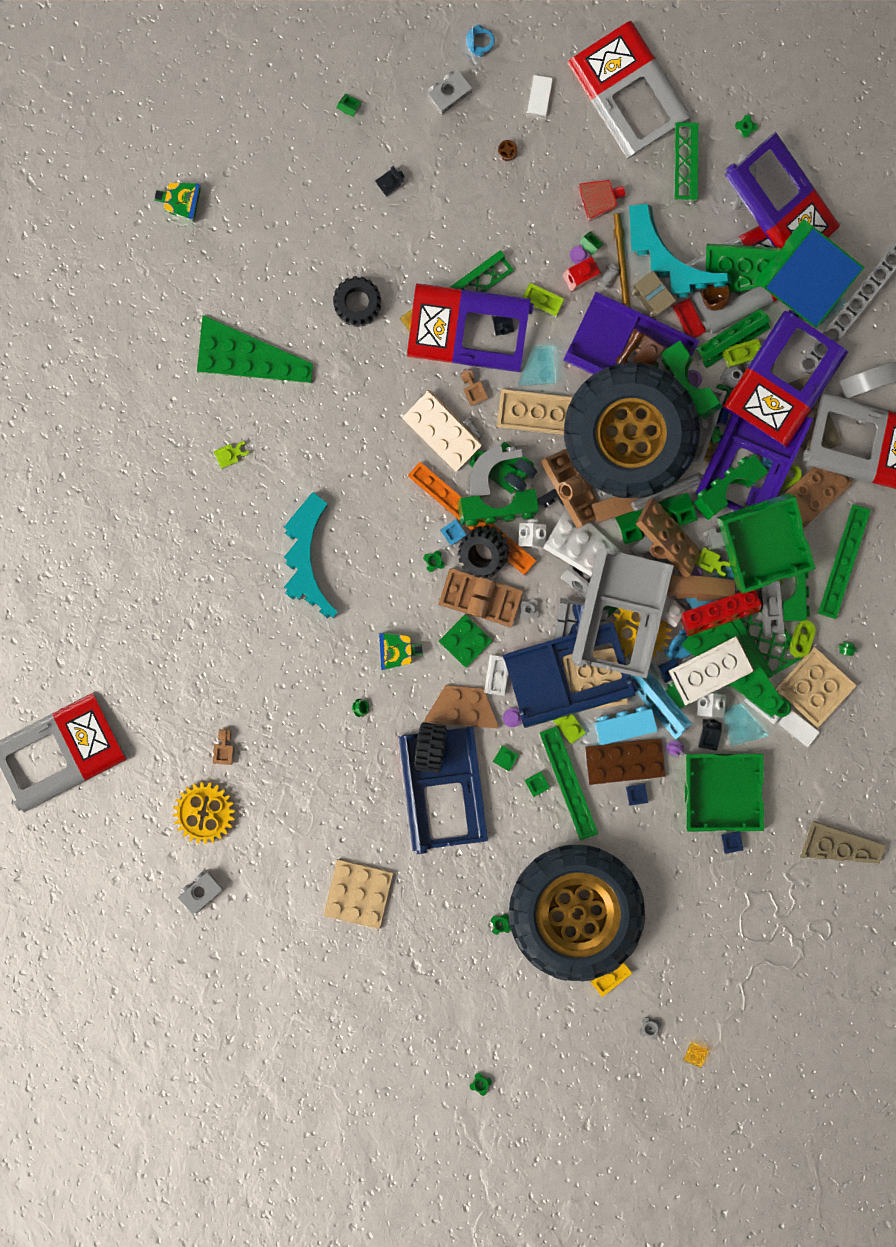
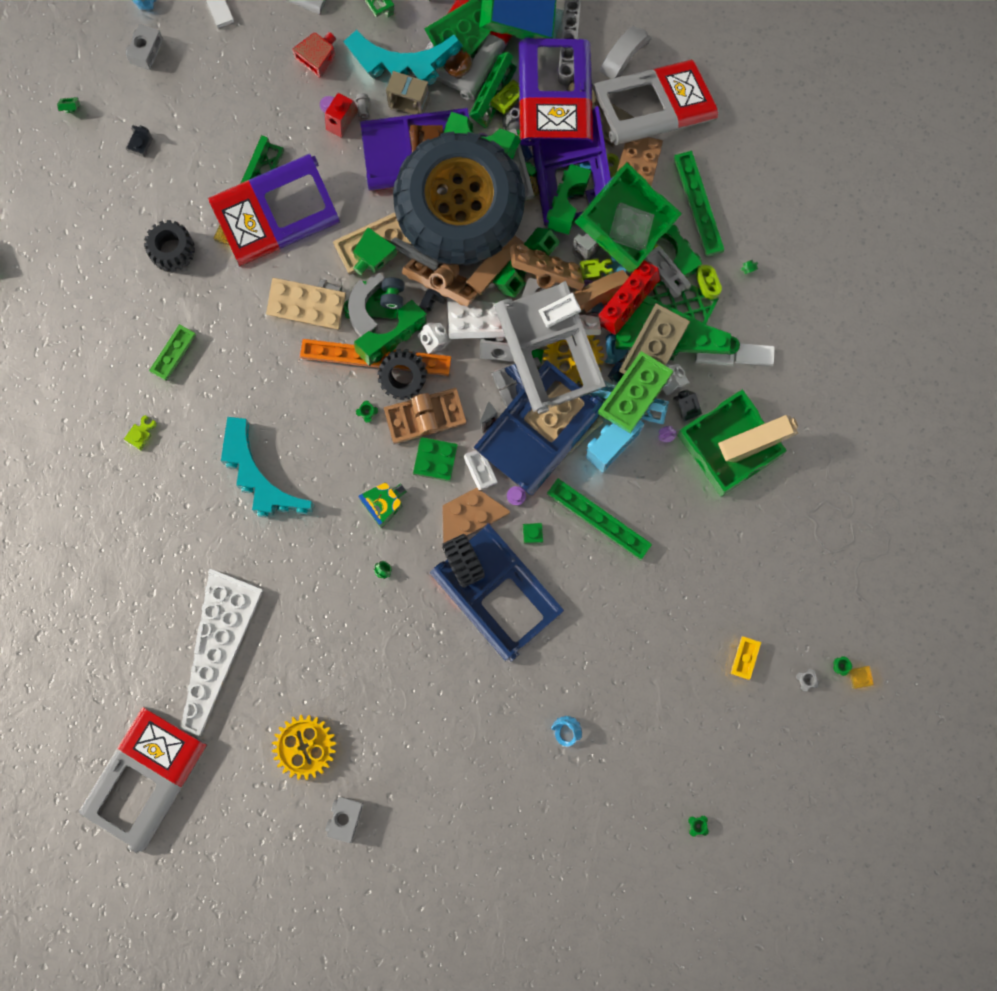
camera: 30 degrees left, 10 degrees down
(200, 667) = (223, 624): none -> white wing
(223, 753) = (289, 683): medium nougat plate -> none
(240, 355) = (95, 350): green wing -> none
(301, 400) = (172, 352): none -> bright green plate
(358, 894) = (483, 730): tan plate -> none
(432, 935) = (573, 724): none -> dark azure piece
(453, 532) = (367, 378): dark azure plate -> none
(475, 392) = (312, 258): medium nougat plate -> none
(499, 929) = (617, 675): green plate -> none
(502, 325) = (299, 190): black bracket -> none
(506, 146) = (219, 57): reddish brown wheel -> none
(524, 605) = (471, 395): light grey plate -> none
(528, 424) = (373, 252): none -> green torso
(533, 637) = (489, 417): none -> dark grey slope
(537, 784) = (573, 536): green plate -> none
(539, 367) = (353, 207): clear light blue wing -> none
(543, 299) = (324, 153): lime plate -> none
(558, 438) = (413, 253): none -> dark grey axle
(570, 728) = (568, 473): lime plate -> none
(570, 871) = (669, 658): black wheel -> none
(591, 242) = (331, 89): green plate -> none
(619, 233) = (350, 71): pearl gold bar -> none
(625, 761) = (633, 472): reddish brown plate -> none
(636, 794) = (661, 491): dark blue plate -> none
(651, 588) = (560, 310): none -> white tile
(667, 701) = (635, 392): none -> bright green plate
(674, 489) = (521, 236): light grey axle -> none
(689, 318) = (447, 98): red tile -> none
(691, 1035) = (837, 666): none -> green plate
(731, 842) = (766, 479): dark blue plate -> none
(741, 725) = (708, 382): clear light blue wing -> none
(744, 807) = (758, 438): none -> tan slope
(764, 551) = (631, 226): none -> clear plate
(815, 687) = (747, 312): tan plate -> none
(832, 843) = (851, 426): dark tan wing -> none

